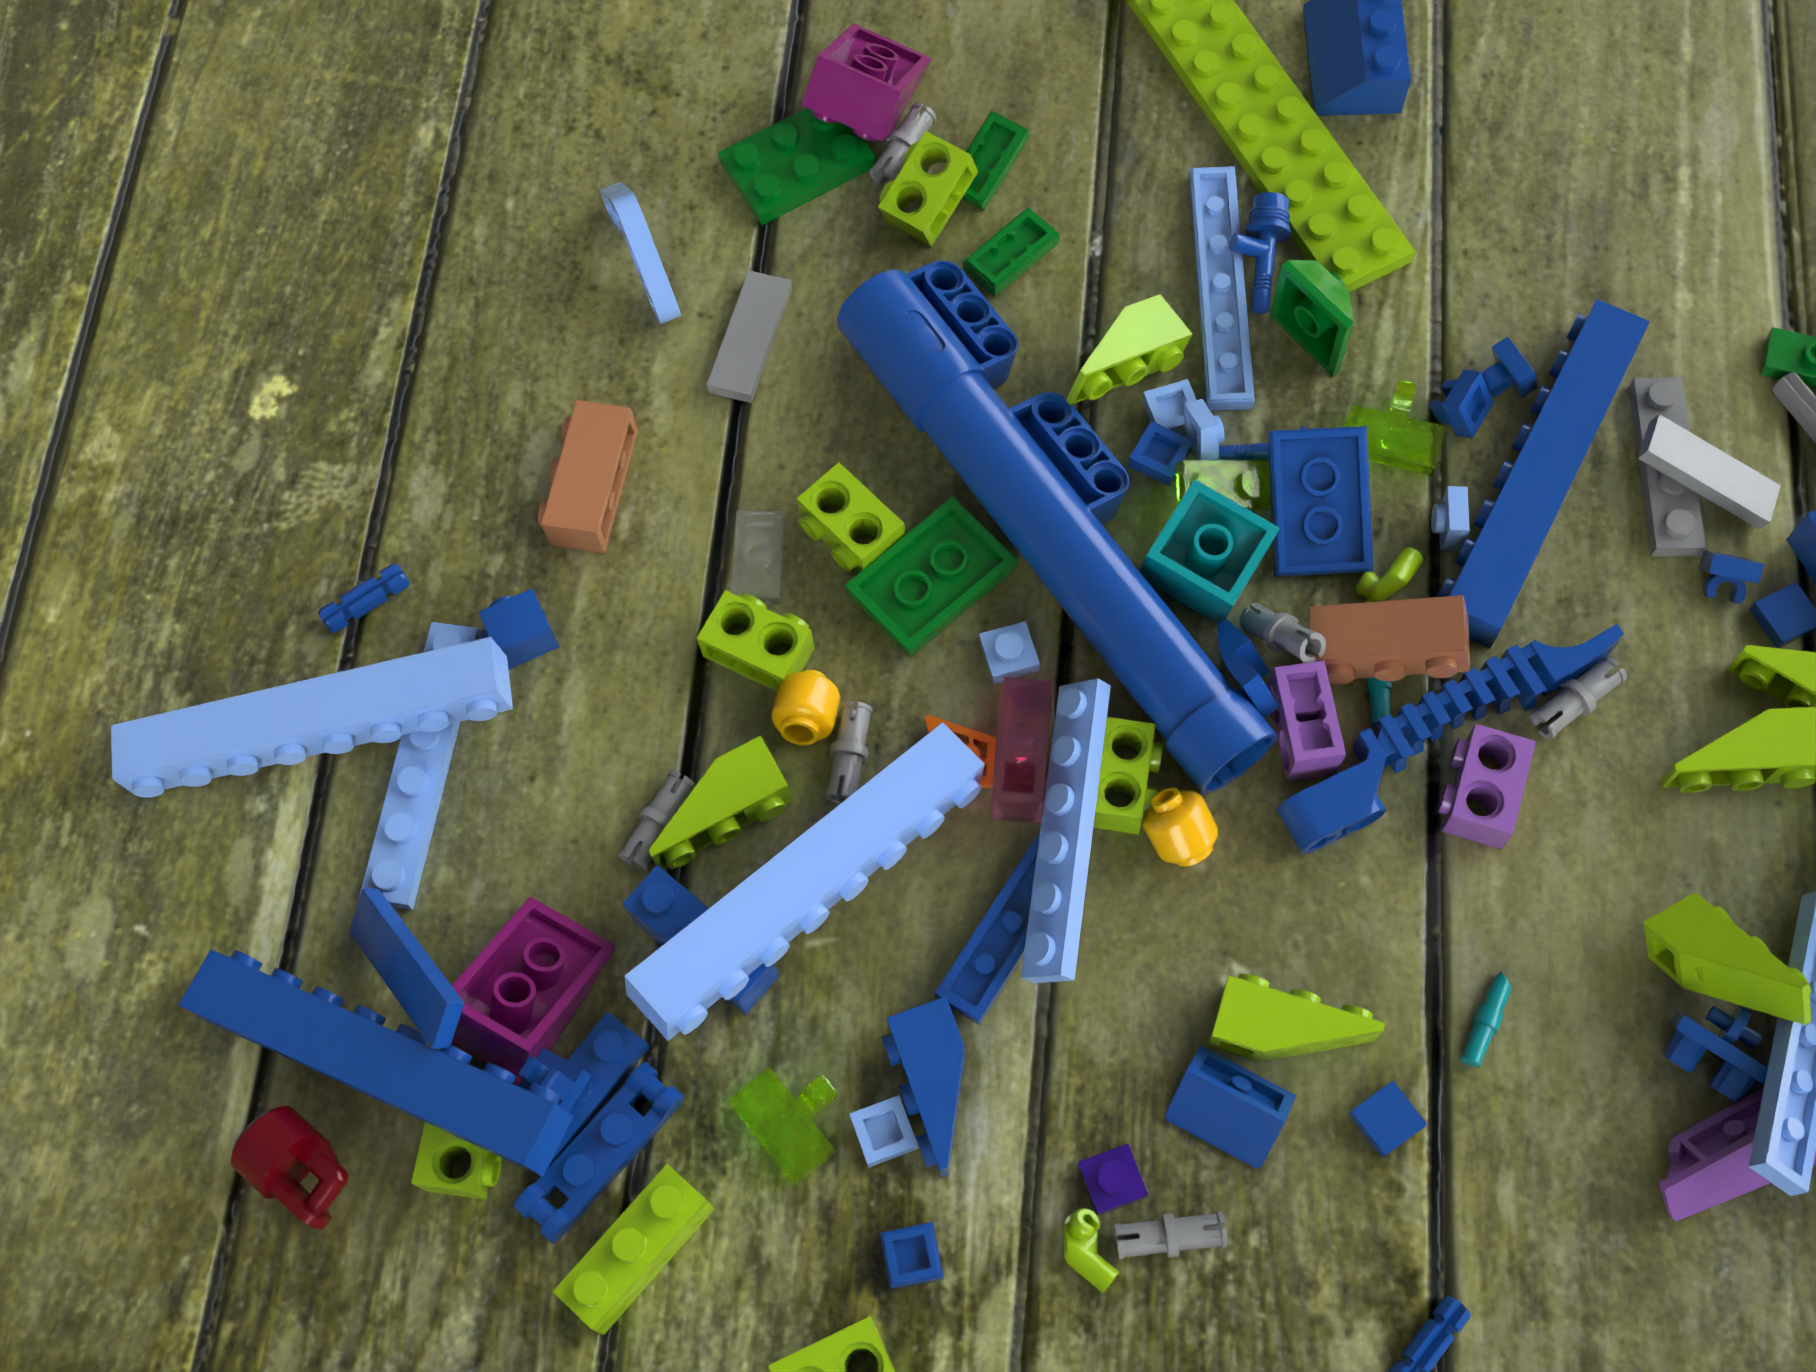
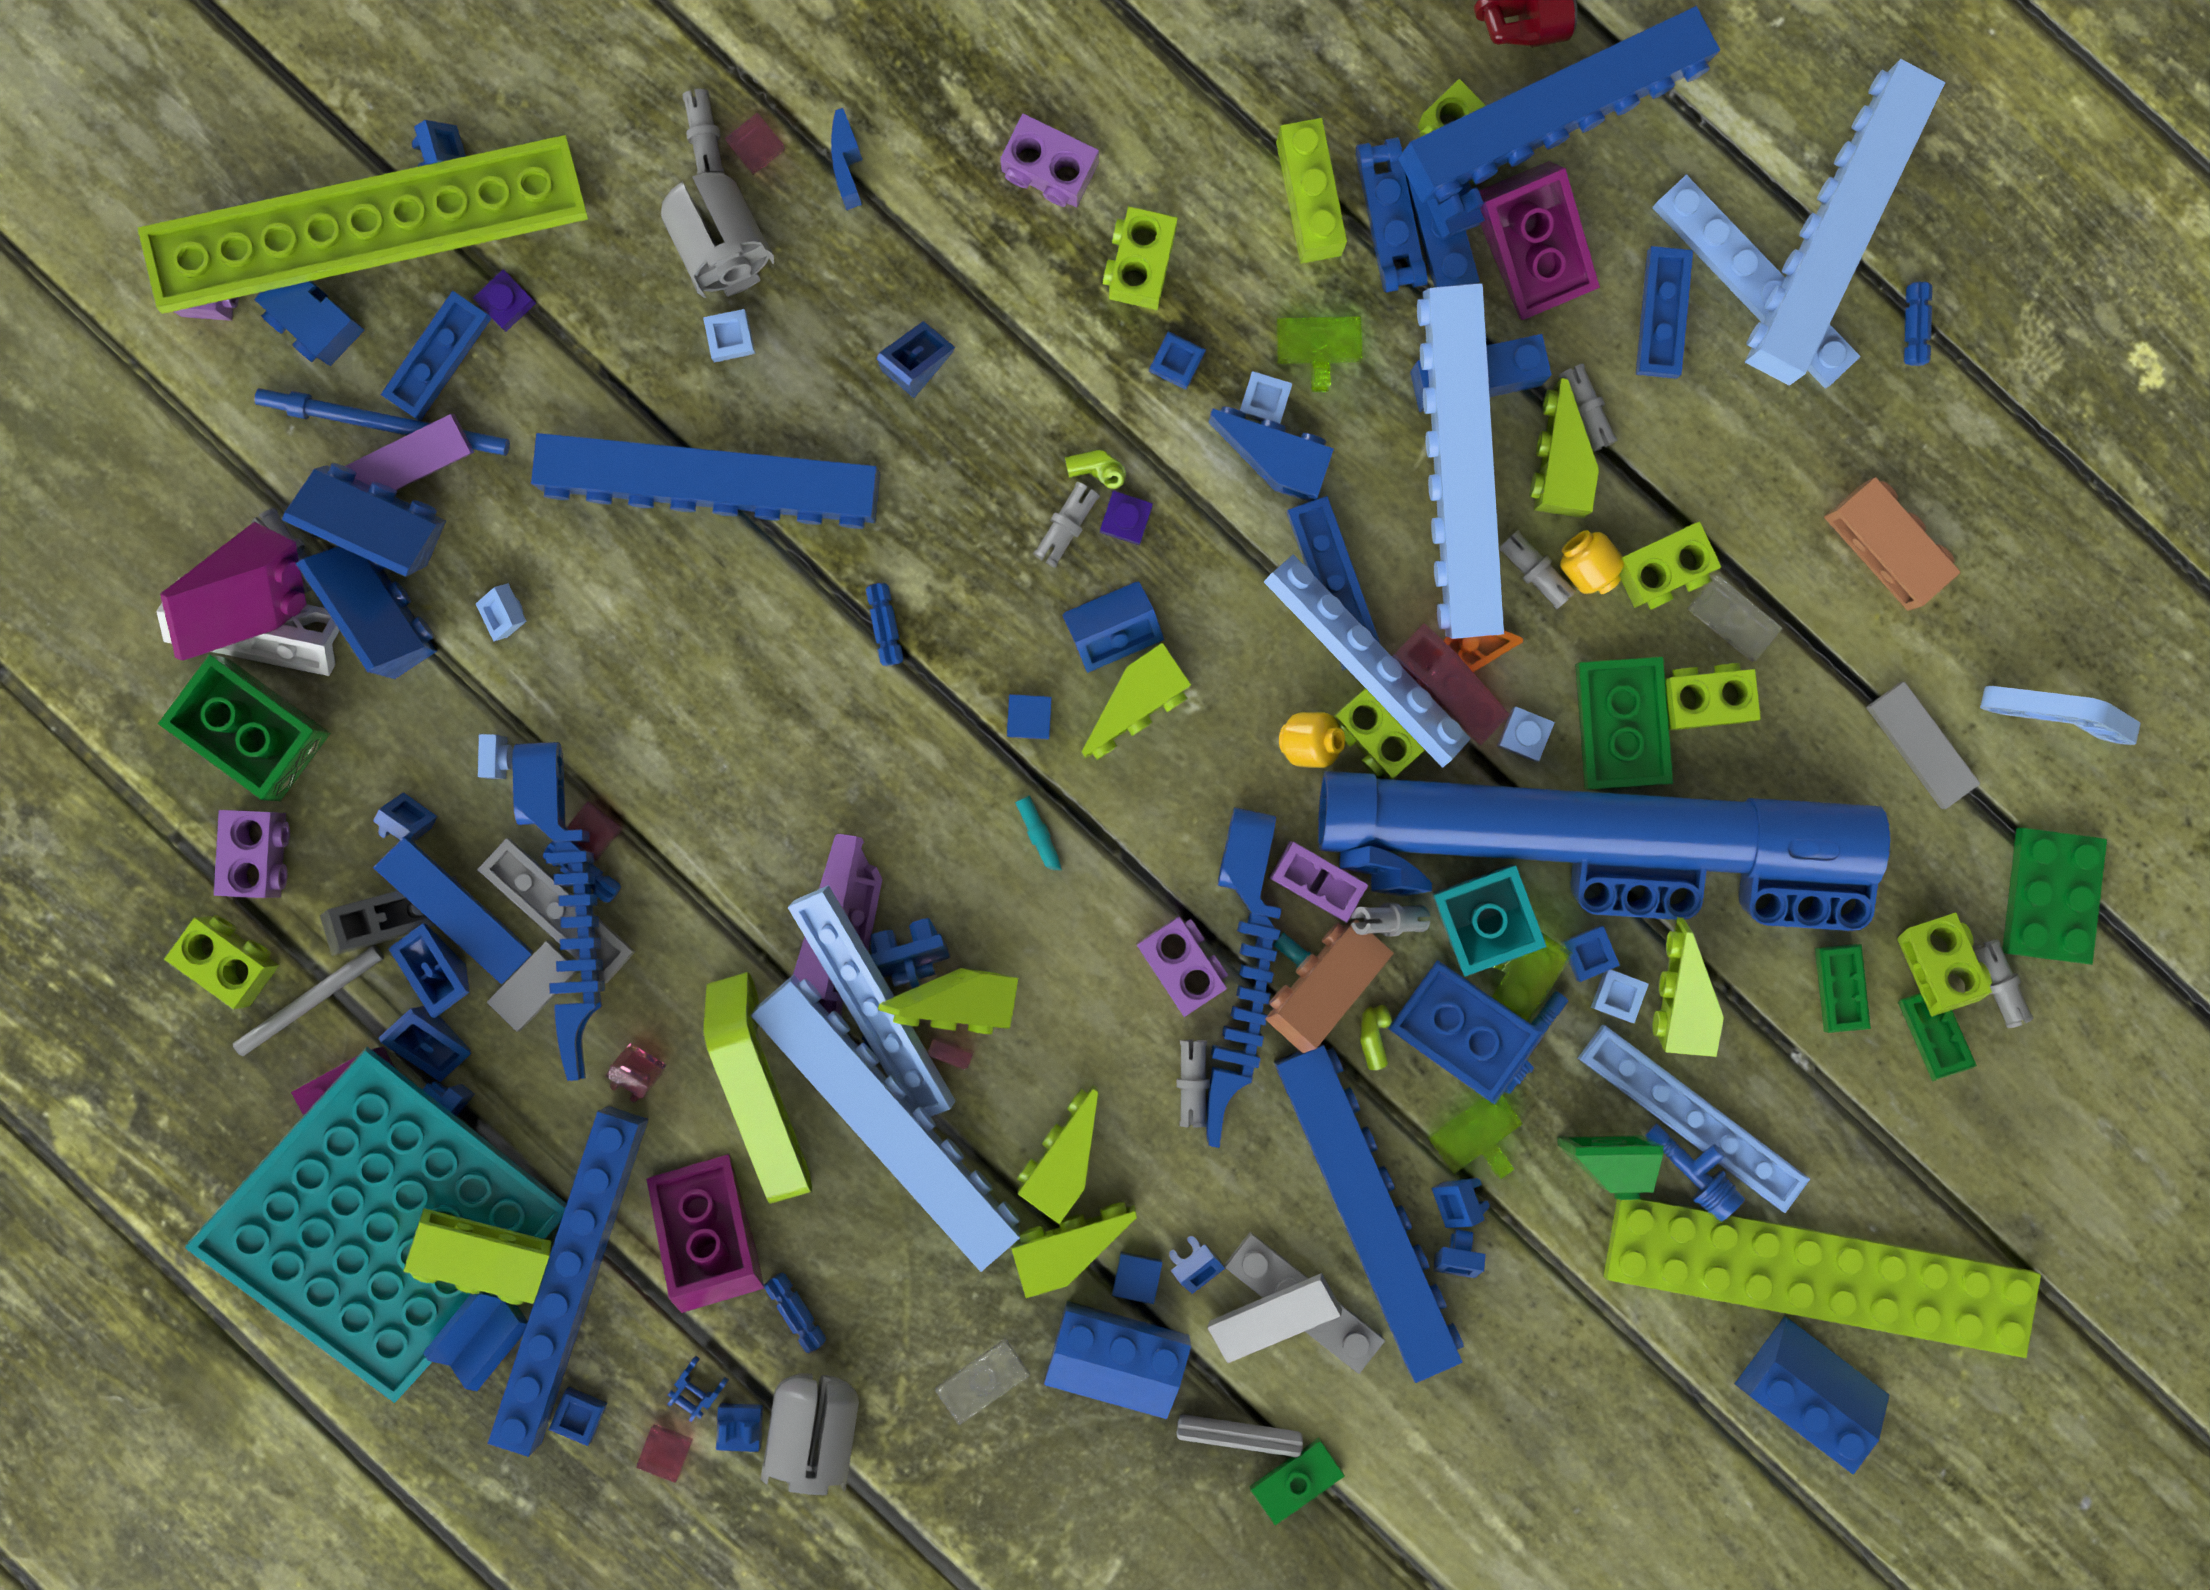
camera: 115 degrees right, 20 degrees up
(406, 969) = (1606, 164): blue tile -> none
(512, 819) = (1664, 312): none -> blue plate
(518, 627) = (1807, 410): blue brick -> none
(864, 82) = (2081, 993): magenta slope -> none
(1203, 429) = (1582, 996): light blue plate -> none
(1451, 518) = (1383, 1112): light blue plate -> none
(1765, 923) = (950, 1053): none -> clear pink tile

